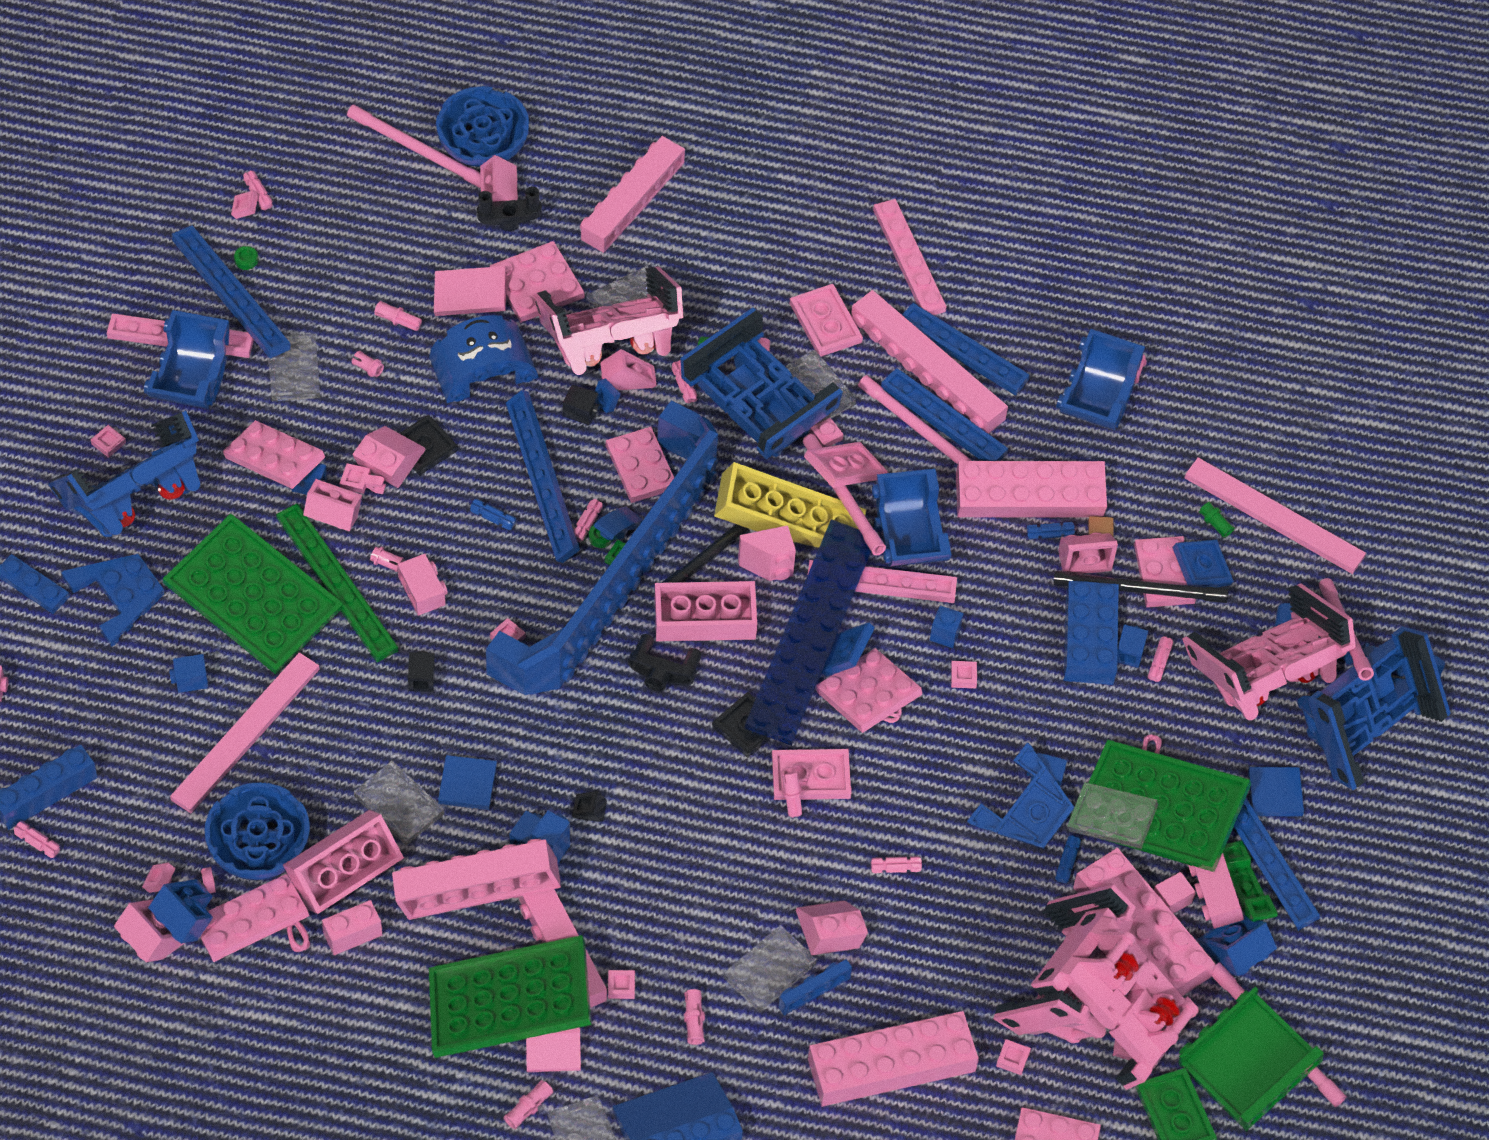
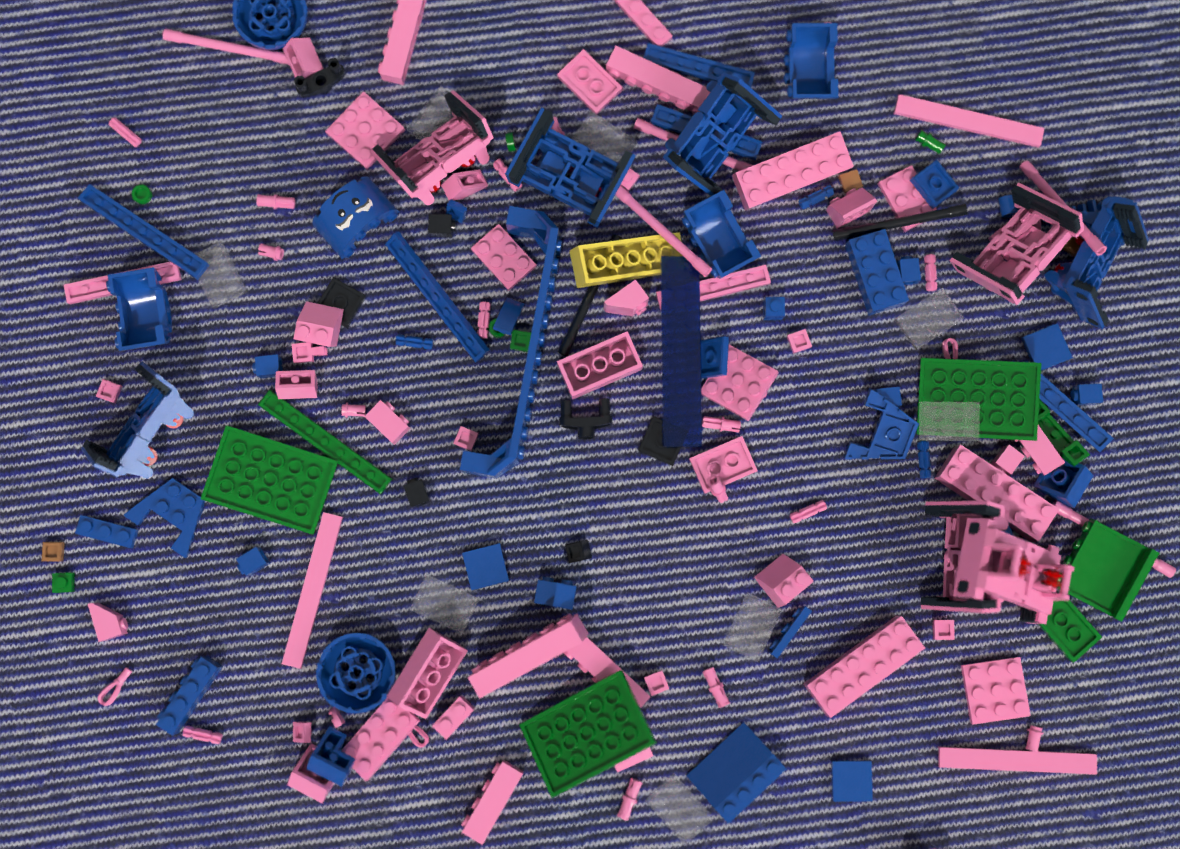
camera: 20 degrees left, 25 degrees up
(244, 204) = (120, 149): bright pink tile -> none
(273, 454) = (235, 359): bright pink plate -> none
(355, 1040) = (492, 802): none -> bright pink brick
(470, 291) = (320, 160): bright pink tile -> none
(827, 729) = (721, 424): none -> bright pink axle
(845, 464) = (653, 203): bright pink tile -> none
(959, 381) = (700, 152): none -> blue container
(1137, 706) = (929, 318): none -> clear plate
(1305, 857) = (1087, 394): none -> blue brick

